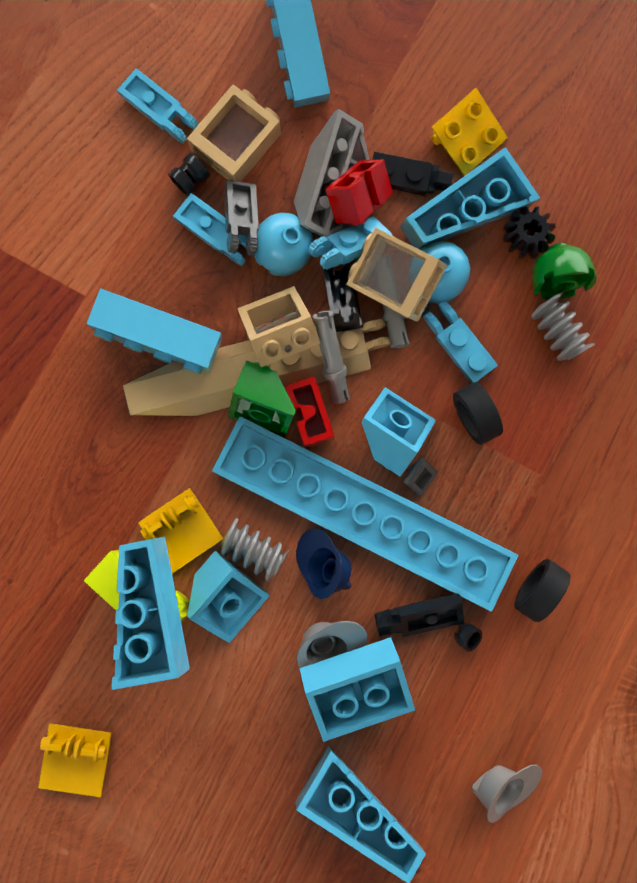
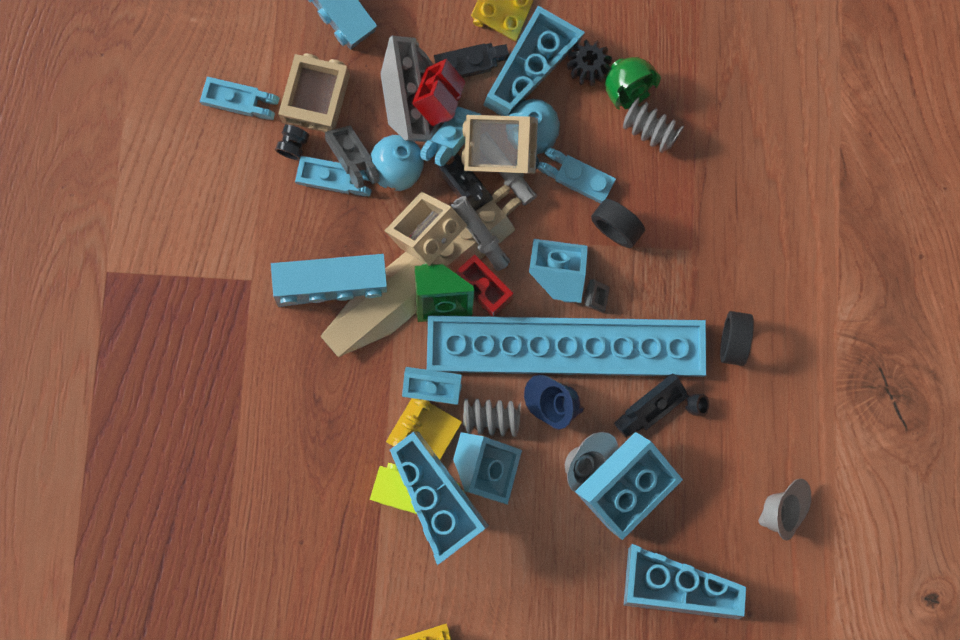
camera: 25 degrees left, 5 degrees down
(207, 490) = (431, 385): none -> medium azure panel

